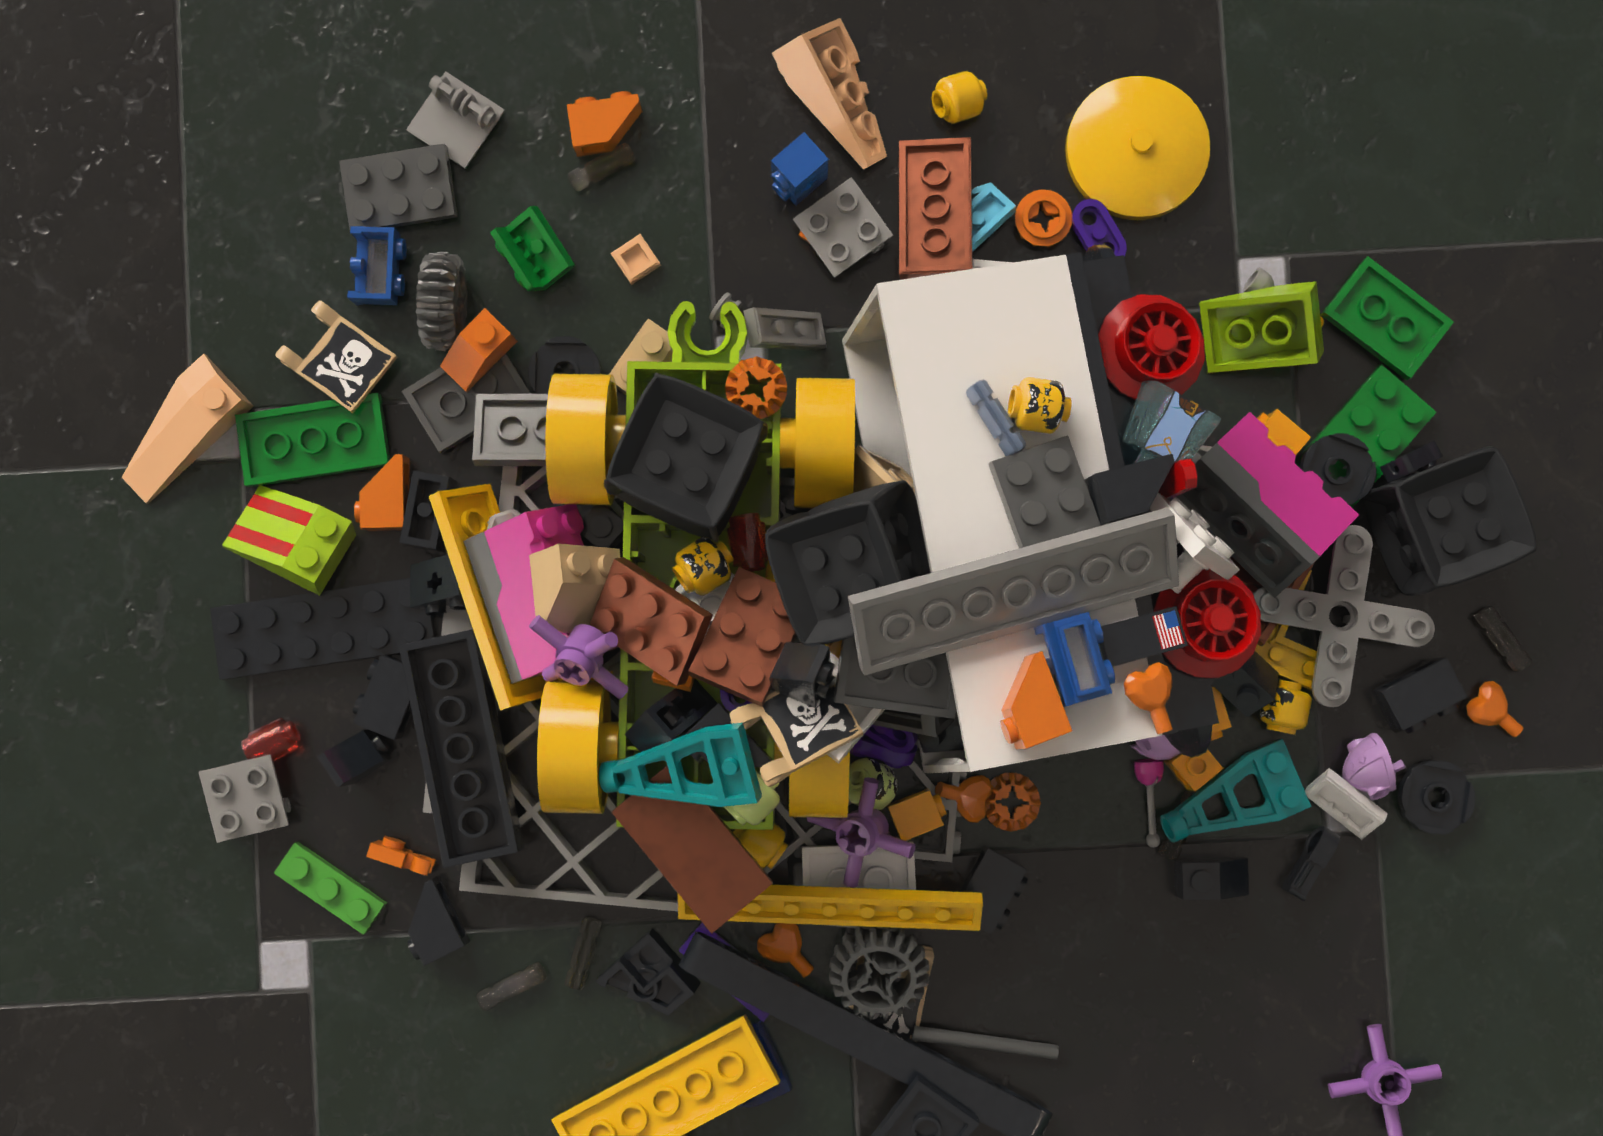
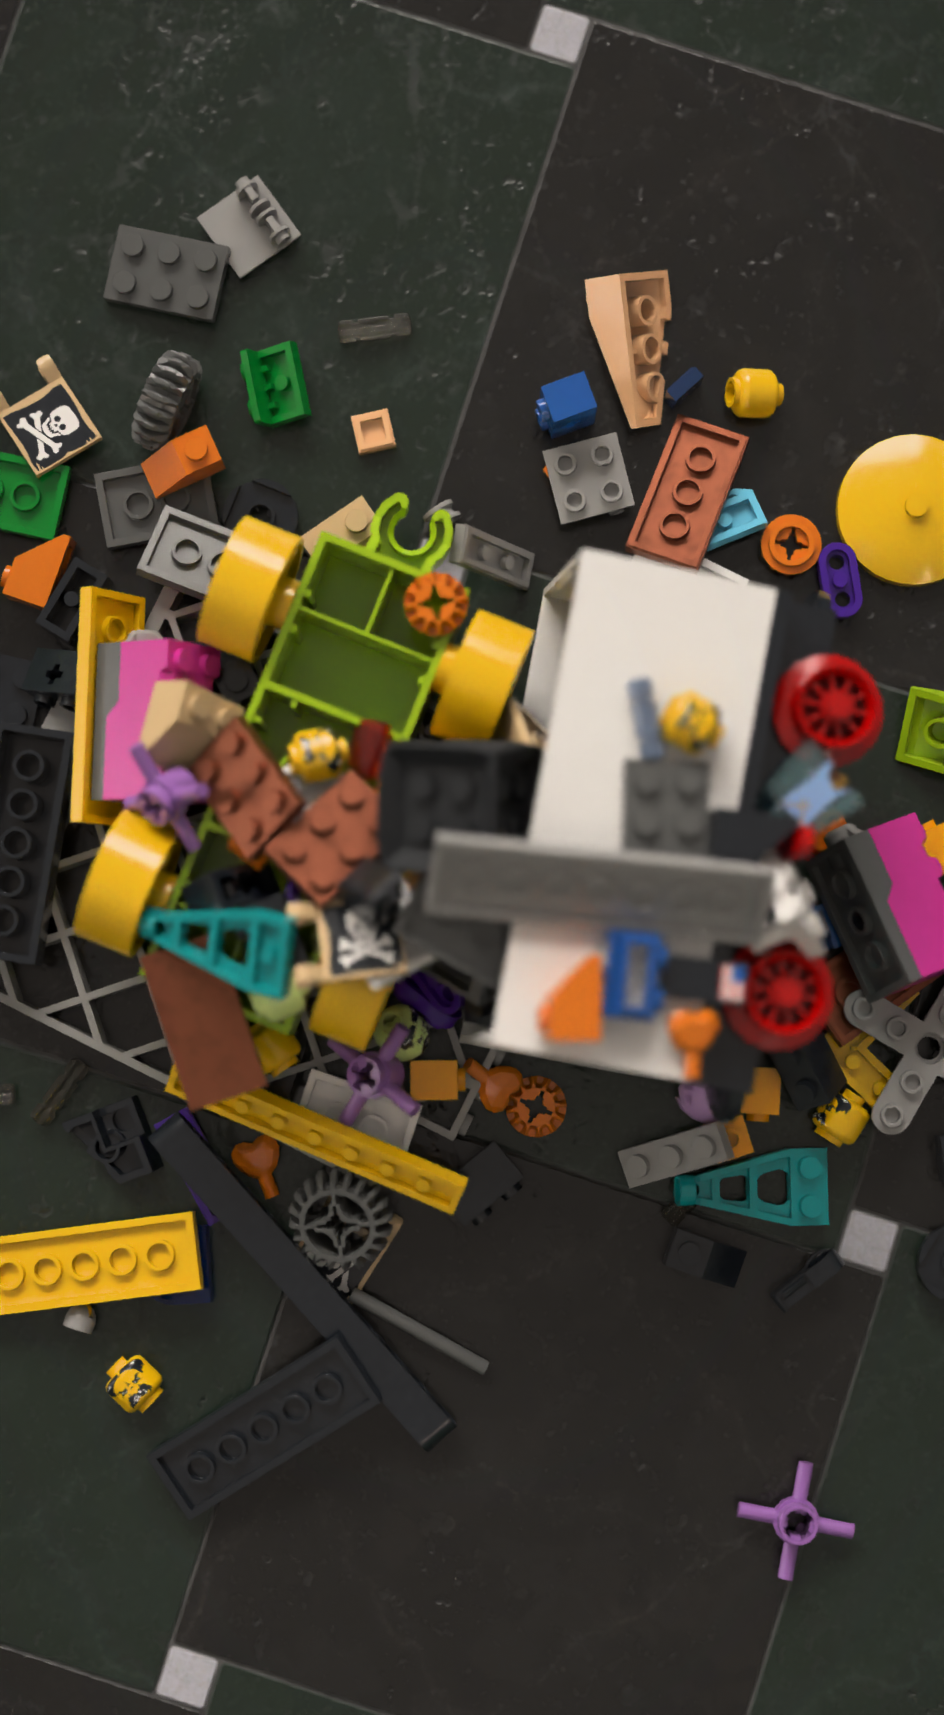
camera: 20 degrees right, 0 degrees up
(377, 266) = (117, 342): blue window -> none
(602, 123) = (391, 285): orange slope -> none
(685, 456) = (340, 644): black piece -> none
(895, 115) = (683, 387): none -> dark blue tile
(1150, 773) = (676, 1124): hinge -> none
(1154, 797) = (675, 1154): none -> light grey plate
(1345, 803) = (863, 1235): white plate -> none
(1370, 767) = (900, 1209): lavender helmet -> none

